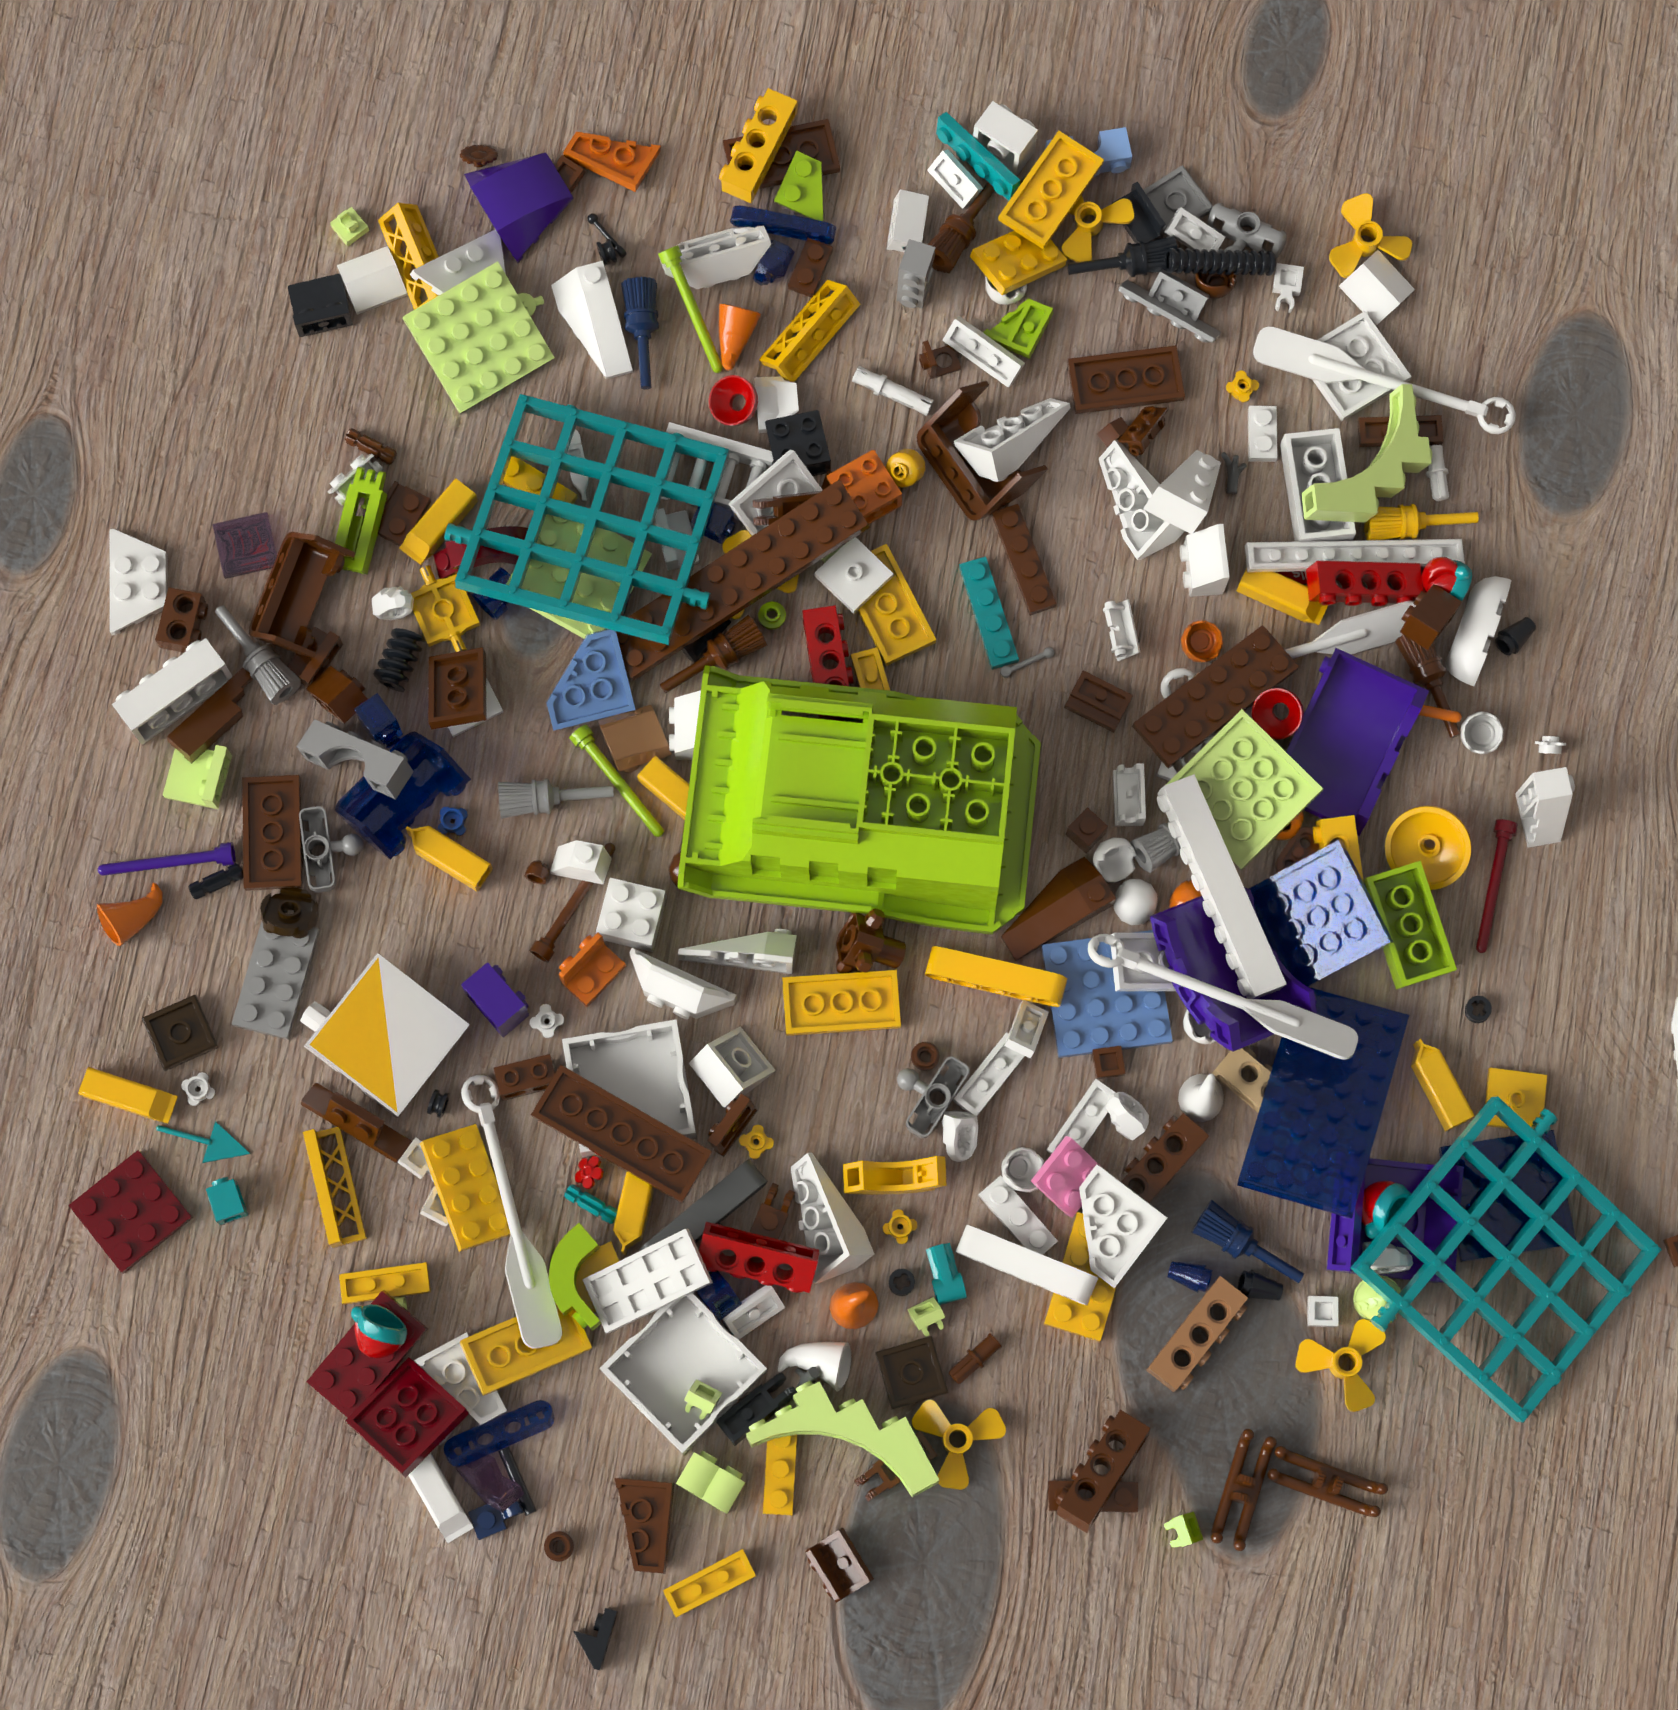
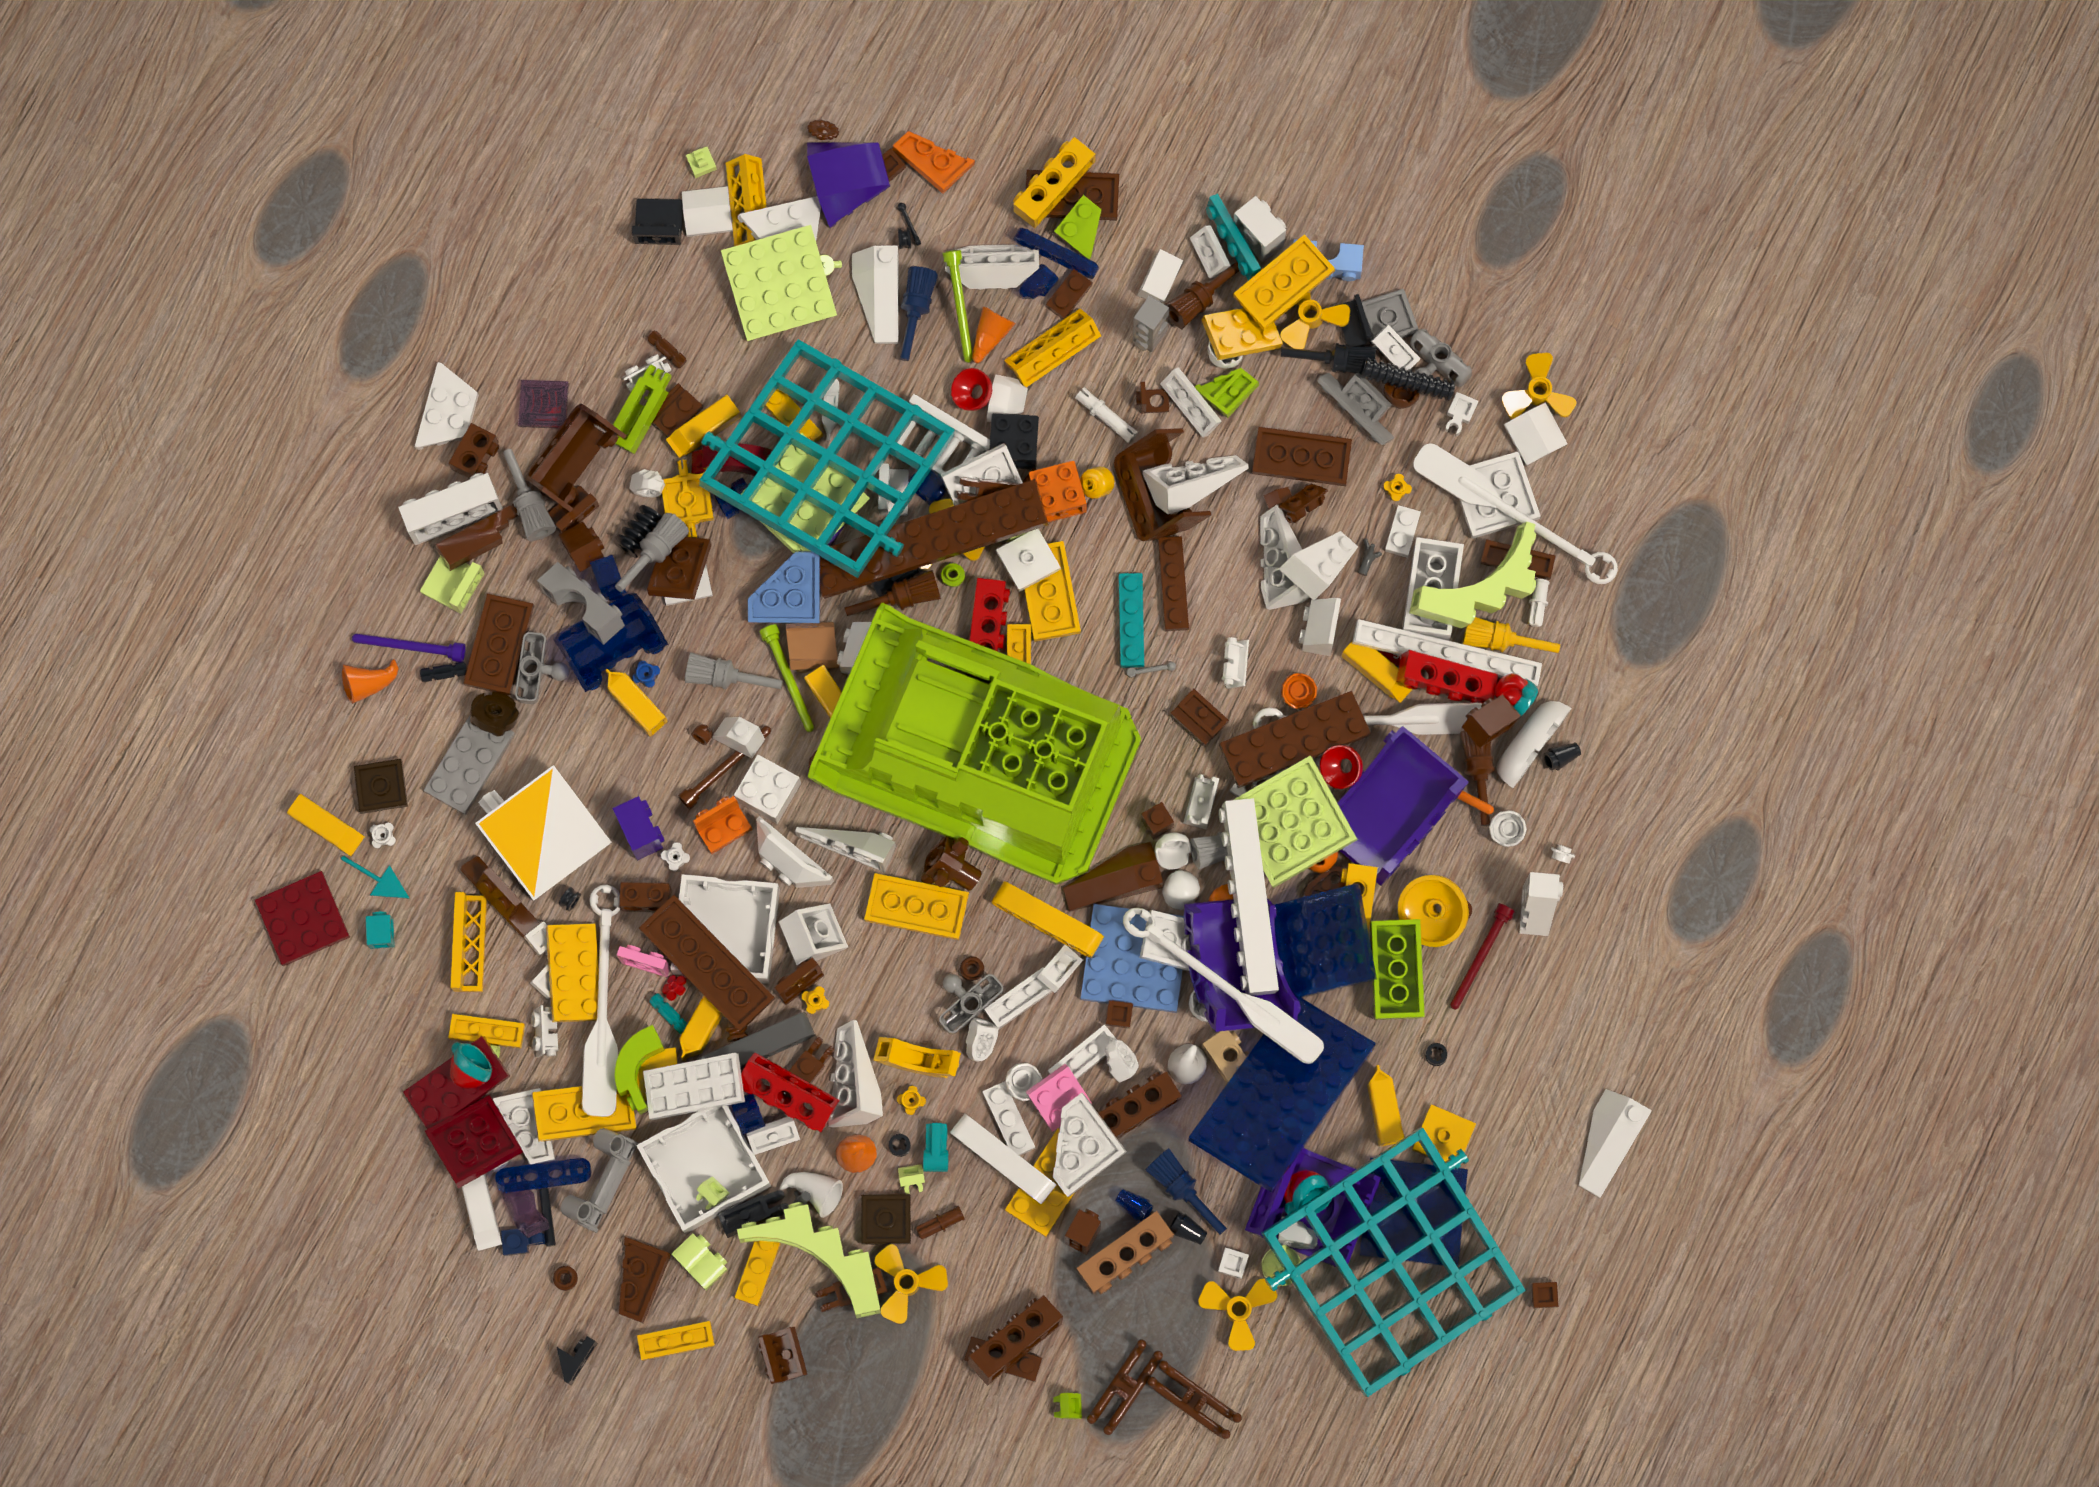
camera: 20 degrees right, 0 degrees up
(424, 670) = (656, 546): none -> light grey piece
(453, 1277) = (543, 1041): none -> white hinge
(556, 1152) = (651, 963): none -> bright pink plate
(580, 1379) = (589, 1213): none -> light grey piece
(675, 1207) = (735, 1035): none -> reddish brown bush
(1146, 1323) = (1083, 1231): none -> reddish brown brick

